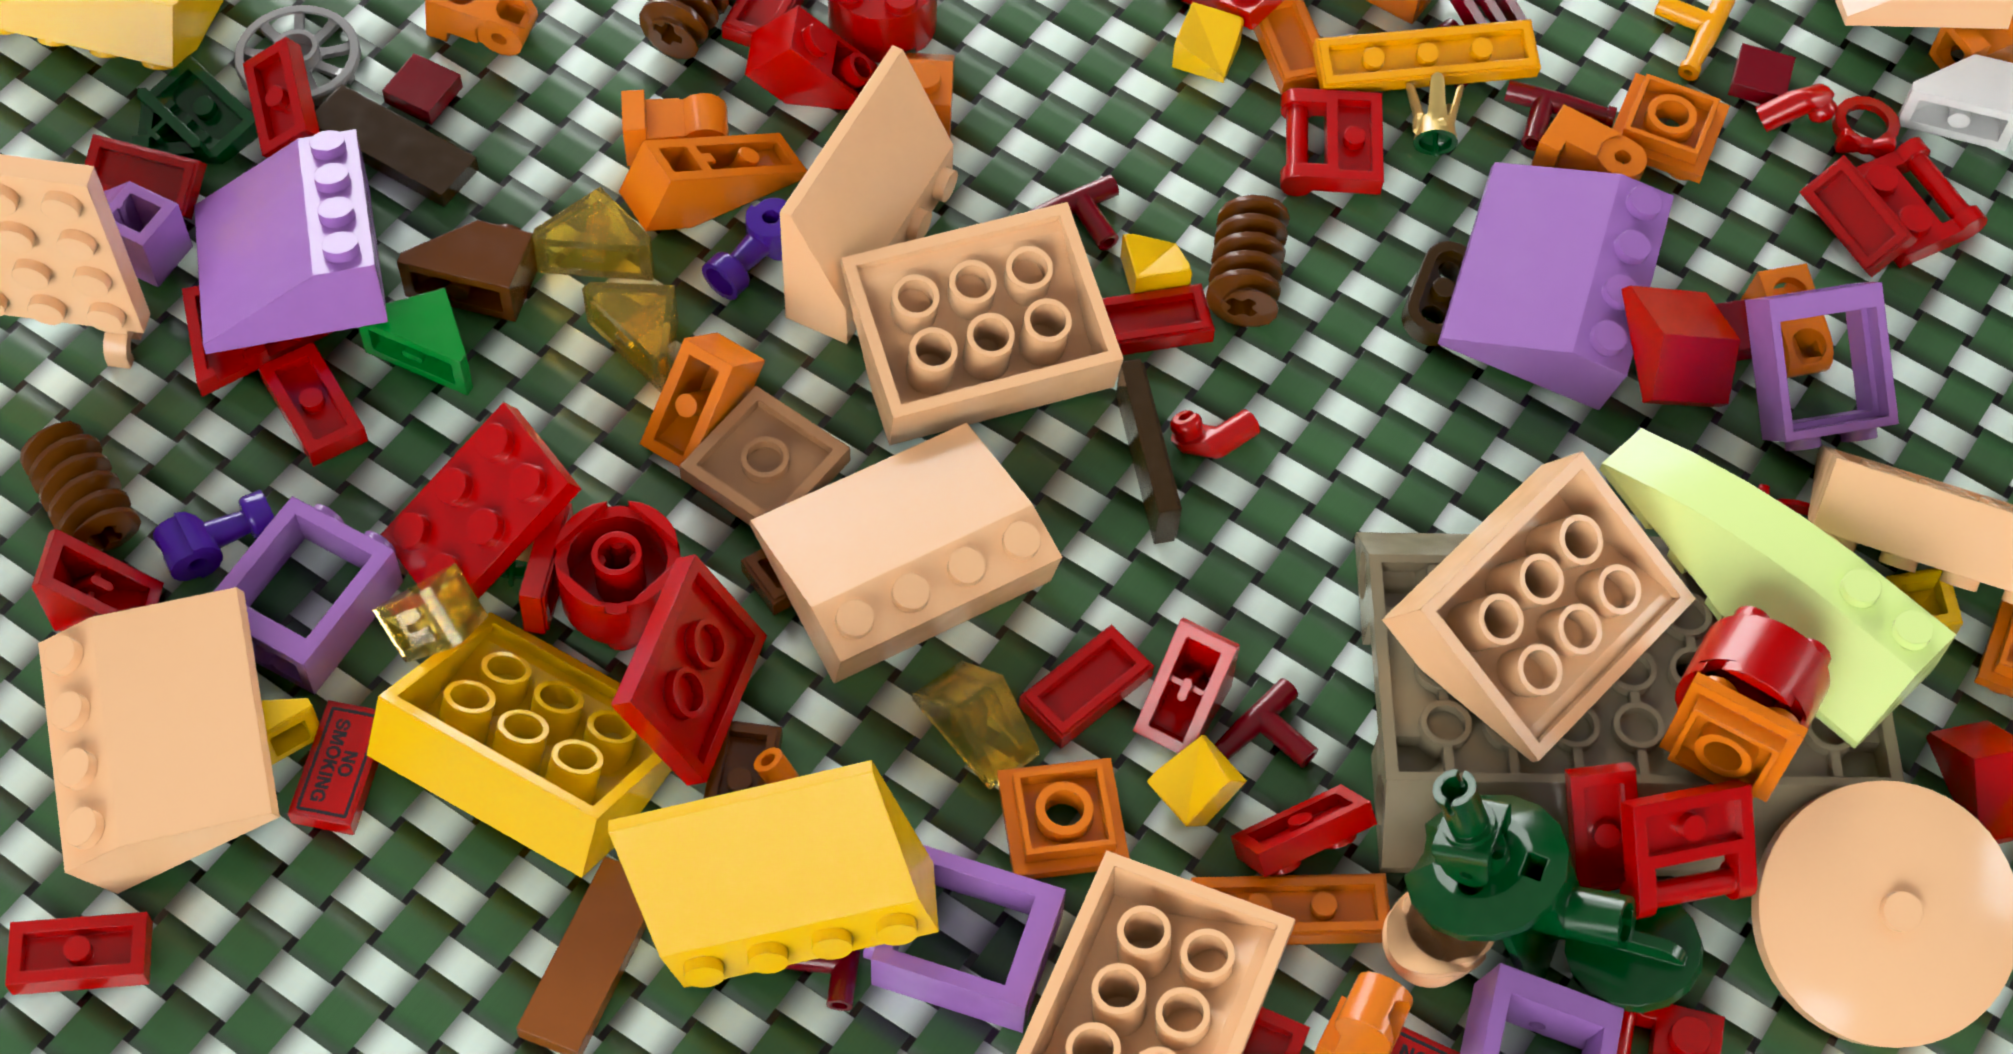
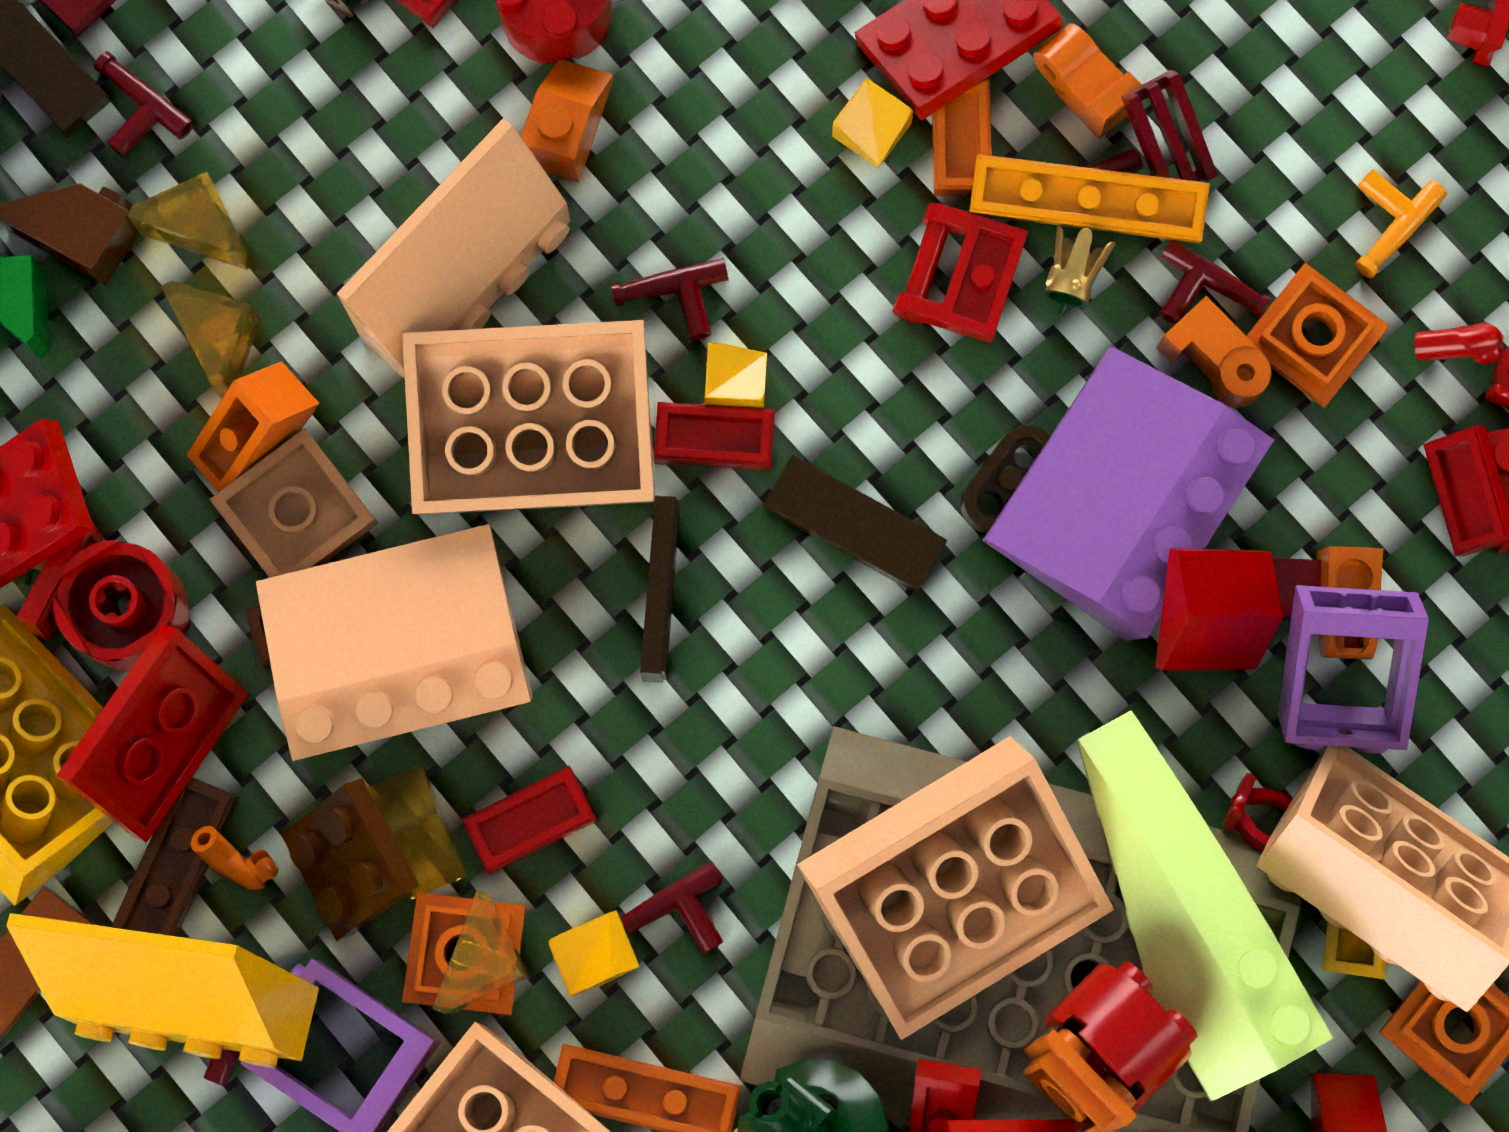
camera: 20 degrees right, 20 degrees up
(520, 165) = (151, 109): none -> dark red piece
(670, 119) = (303, 104): orange leg -> none
(704, 177) = (324, 173): orange slope -> none
(729, 272) = (358, 246): dark purple leg -> none
(807, 62) = (460, 62): red slope -> none
(925, 744) = (349, 859): none -> reddish brown plate
(1098, 795) = (482, 959): none -> clear yellow slope
(1188, 687) = (613, 860): slope -> none
(1212, 441) = (729, 587): red arm -> none
(1248, 260) = (822, 397): reddish brown piece -> none
(1303, 830) = (677, 1026): red plate -> none
(1310, 363) = (854, 524): none -> dark brown tile
(1760, 74) = (1440, 292): dark red tile -> none

